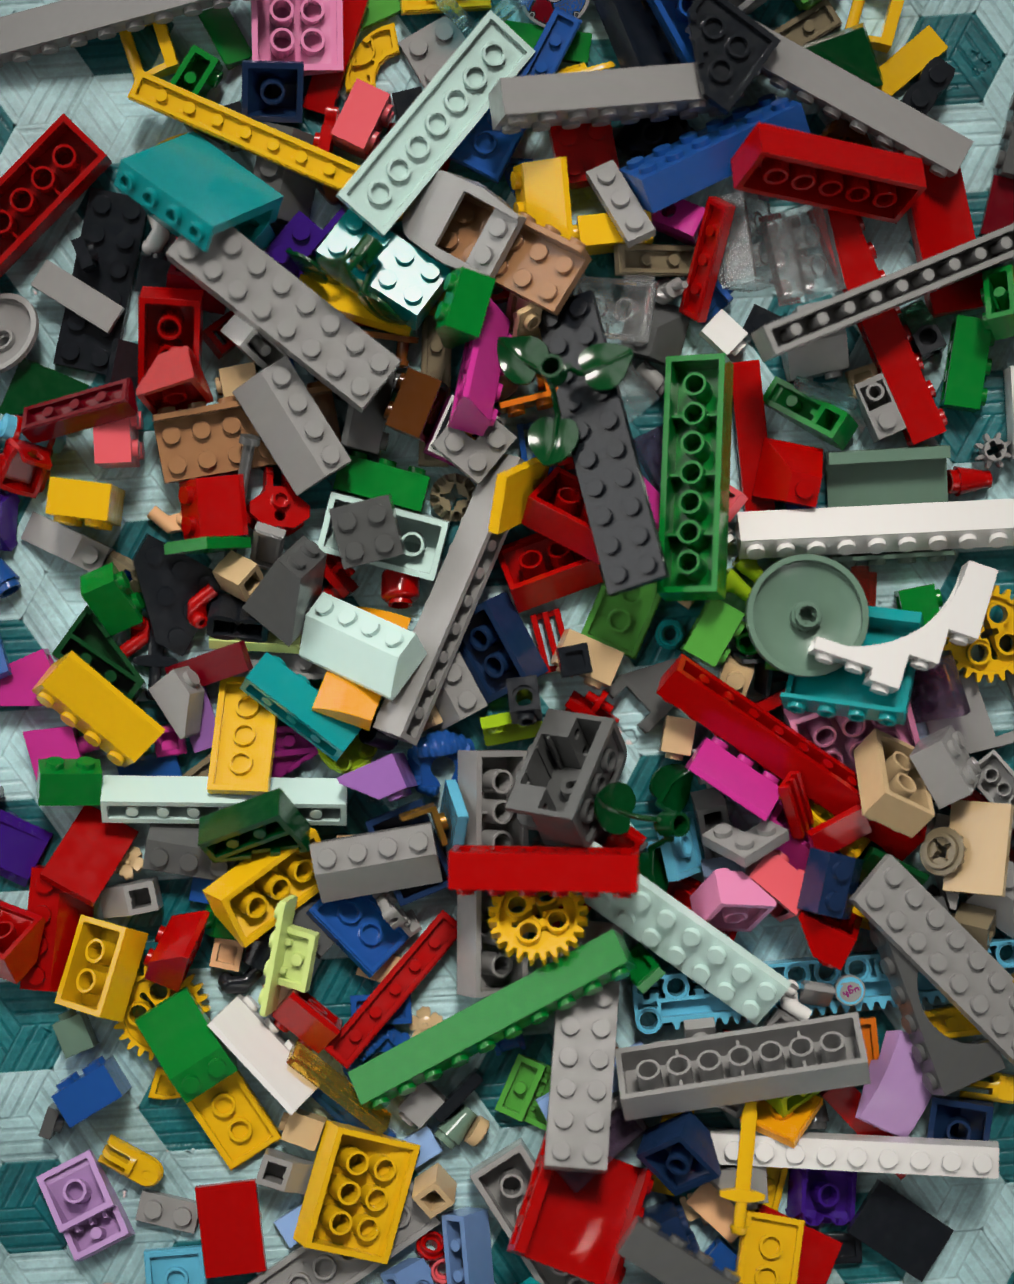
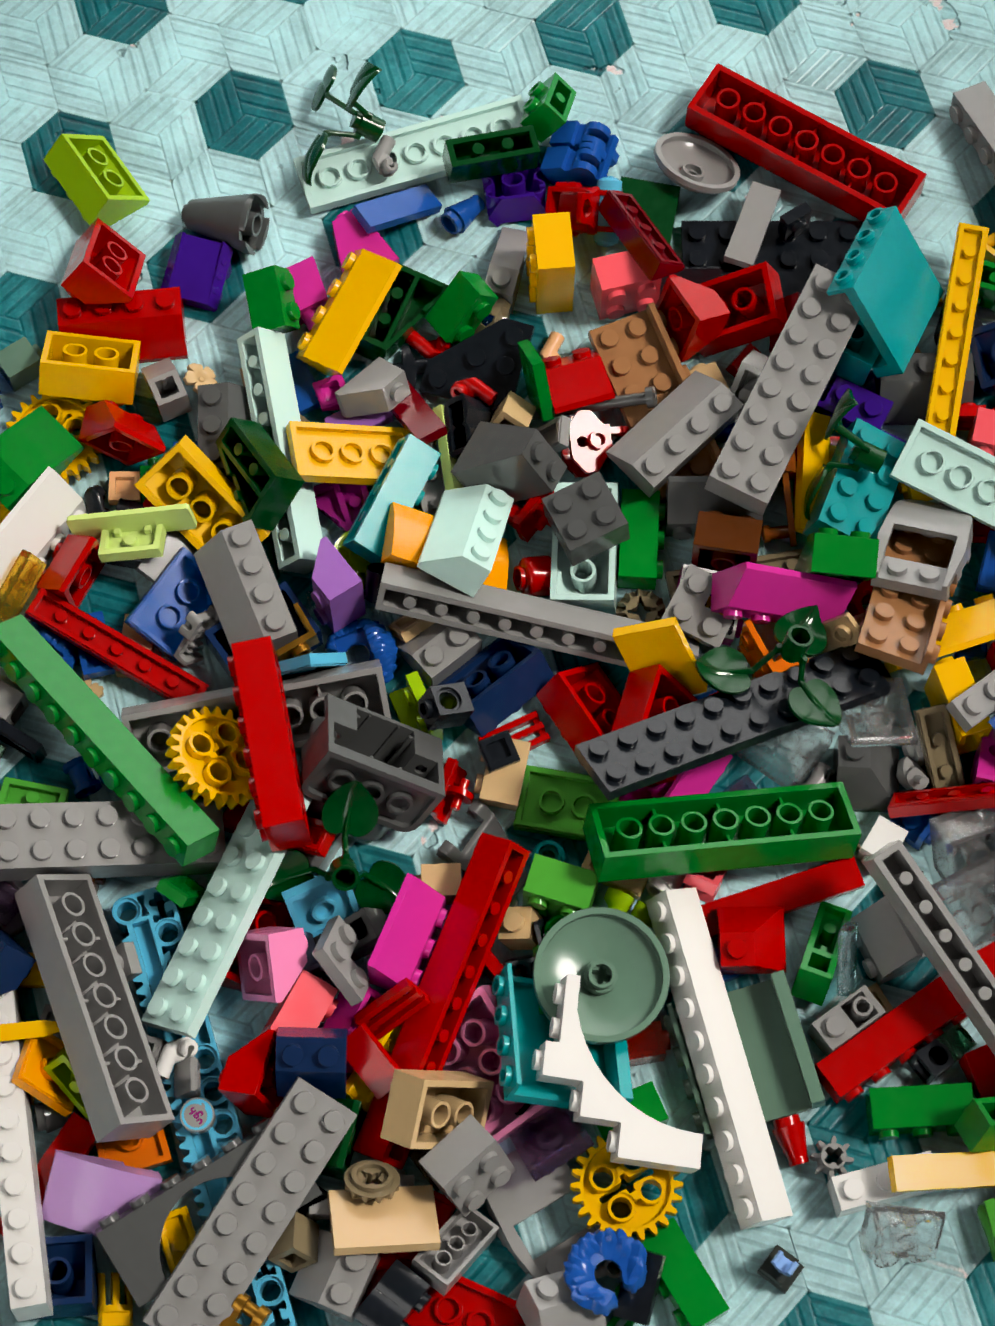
camera: 75 degrees right, 20 degrees down
(88, 855) = (199, 337): red tile -> none

